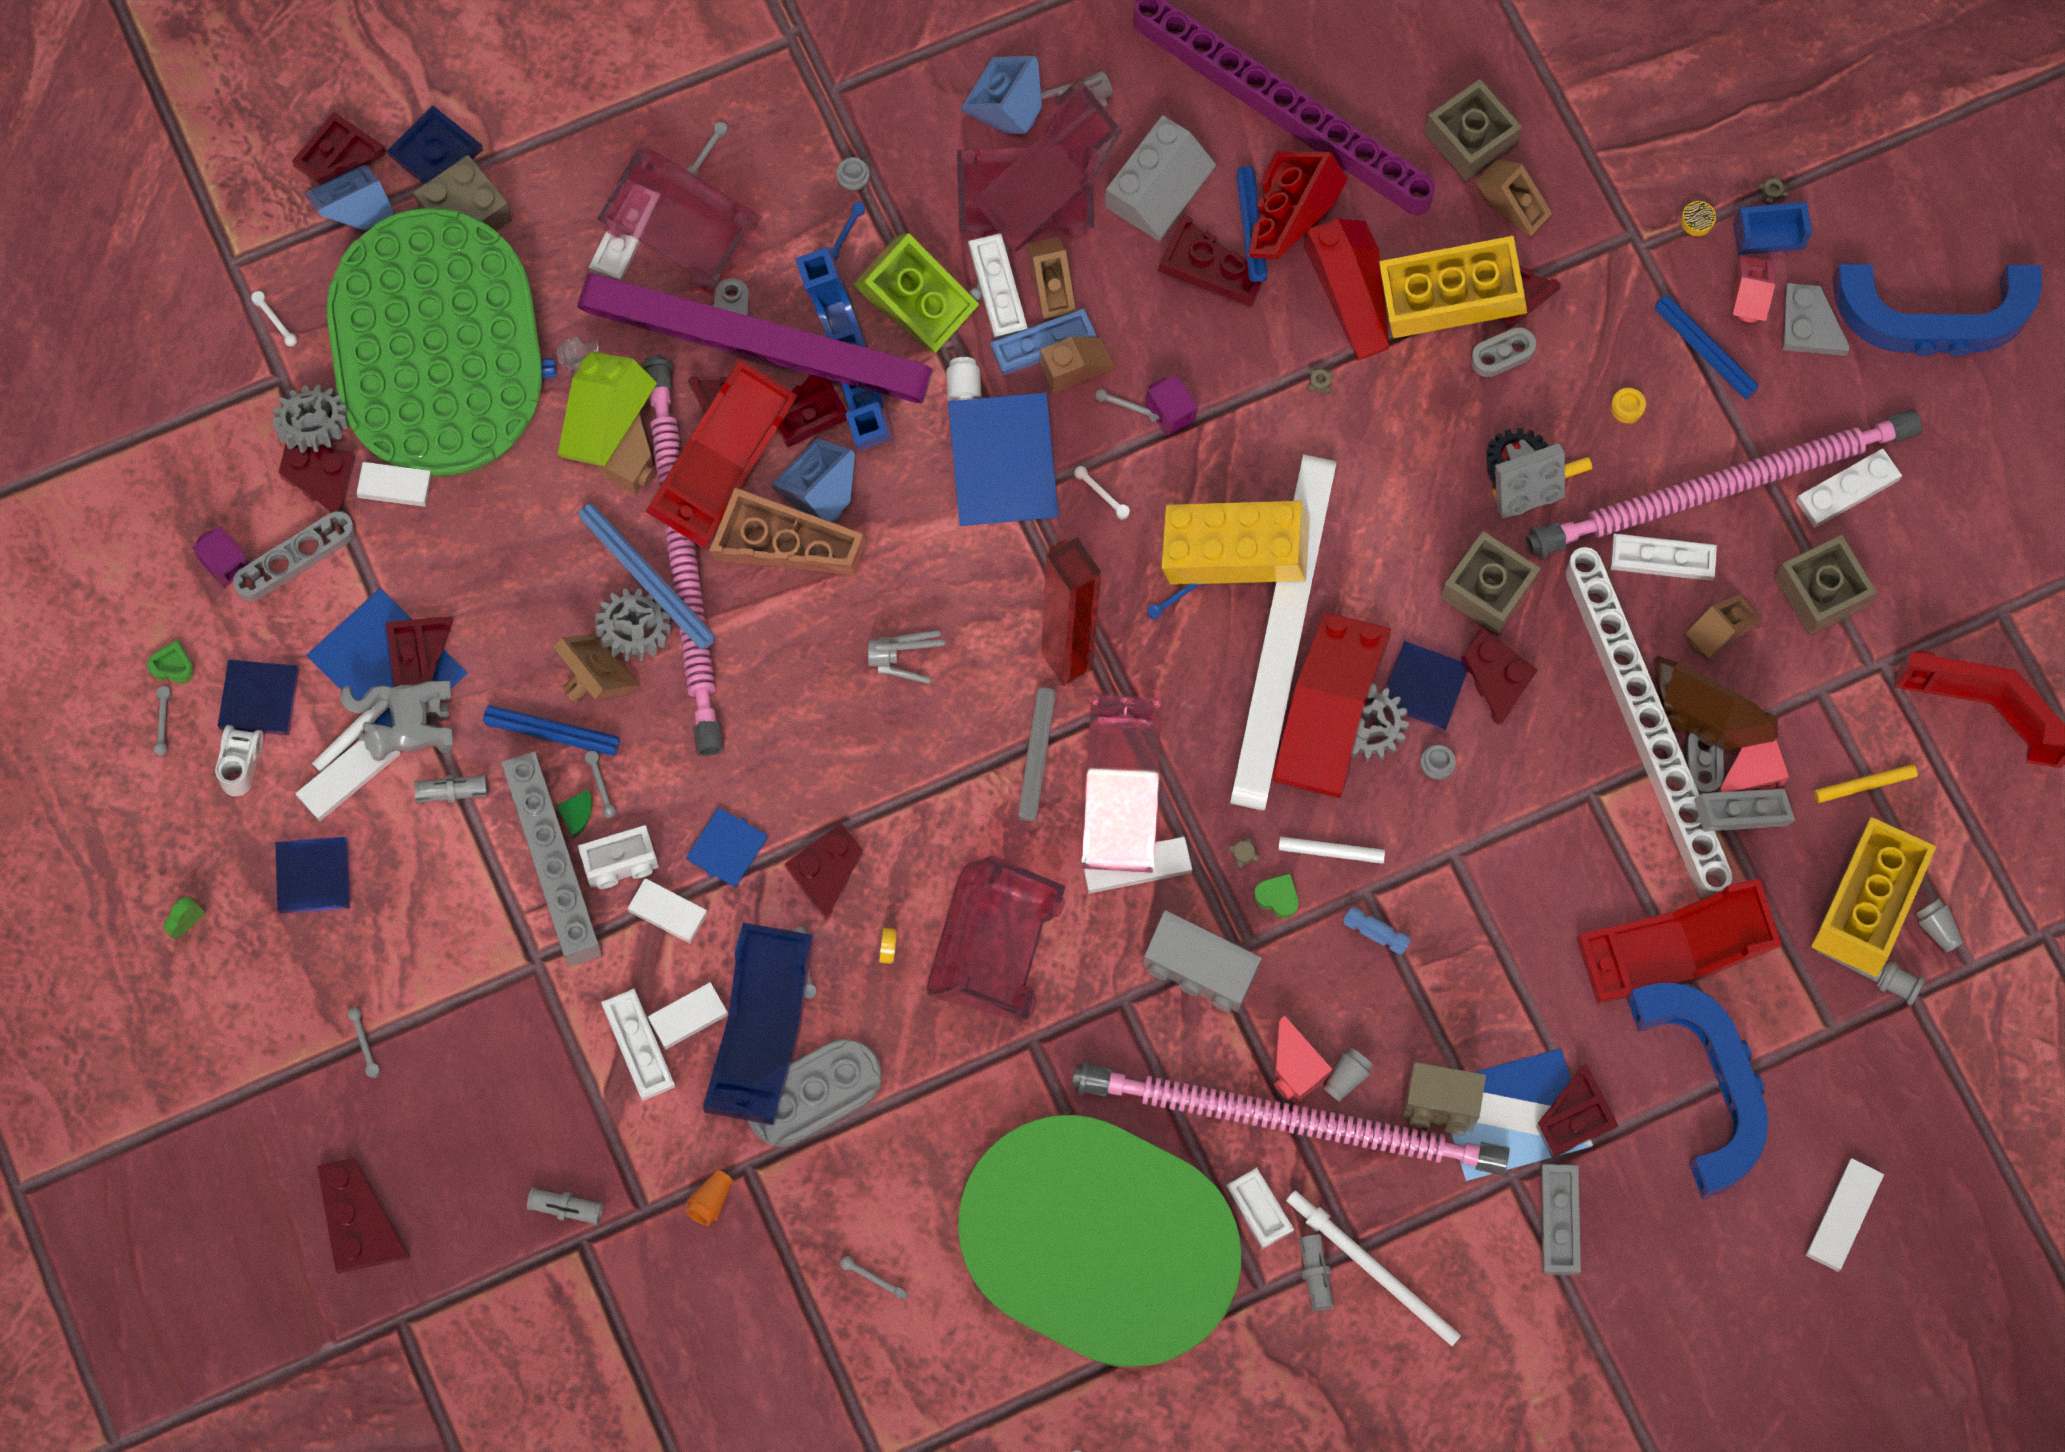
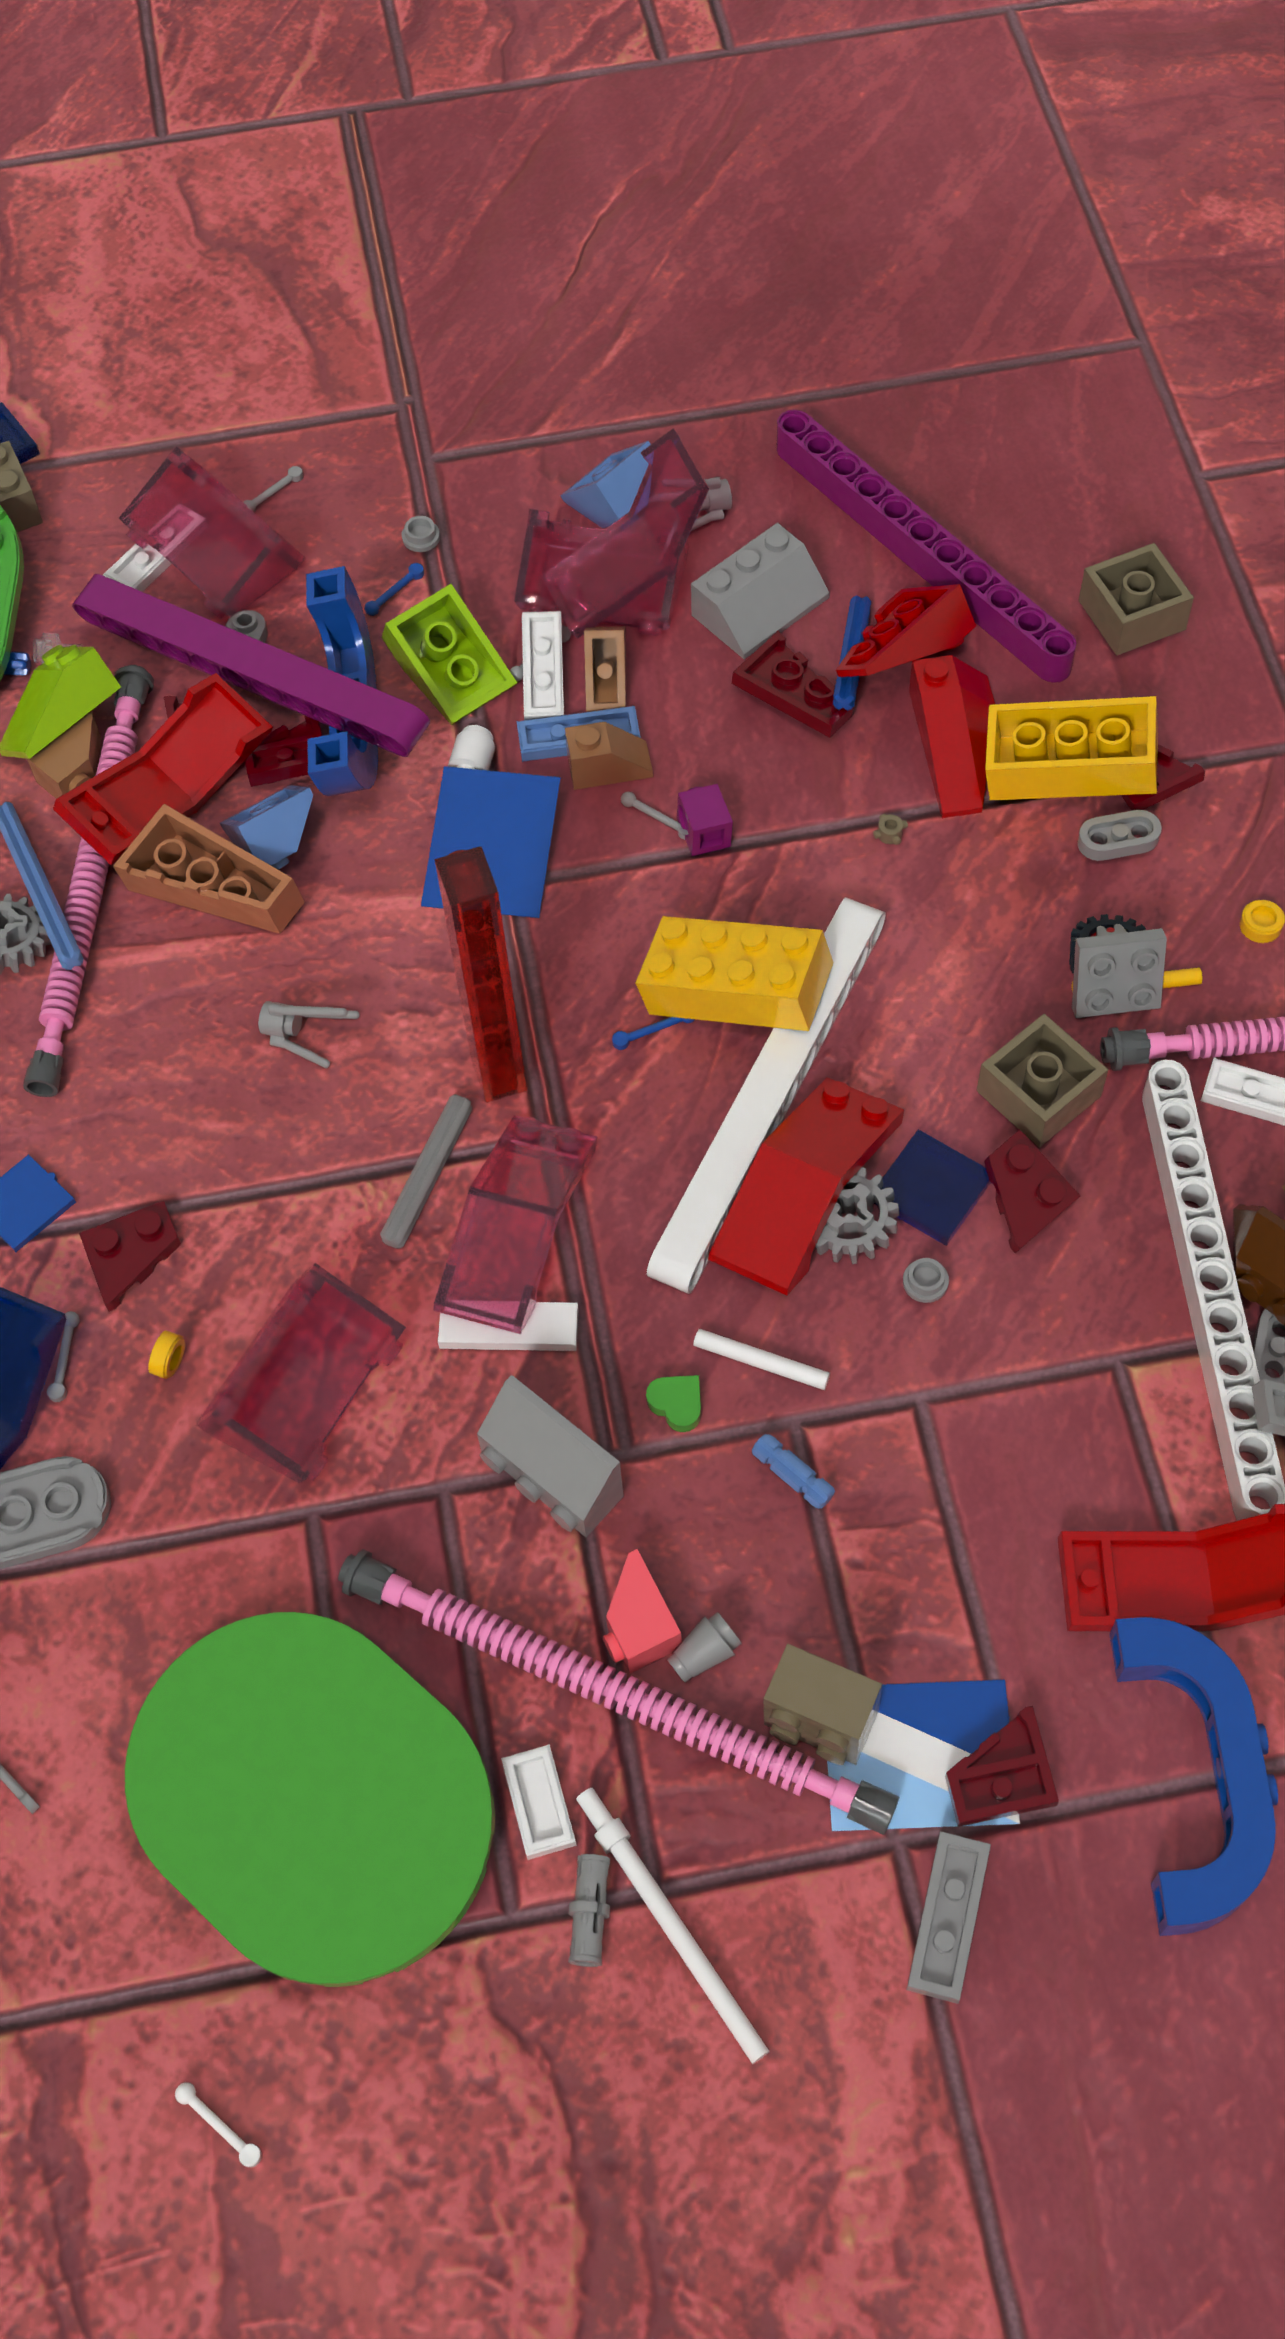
camera: 20 degrees right, 10 degrees down
(1122, 511) = (615, 923): white hinge -> none
(1243, 853) = (648, 1339): dark tan piece -> none
(1514, 195) = (1170, 672): medium nougat slope -> none

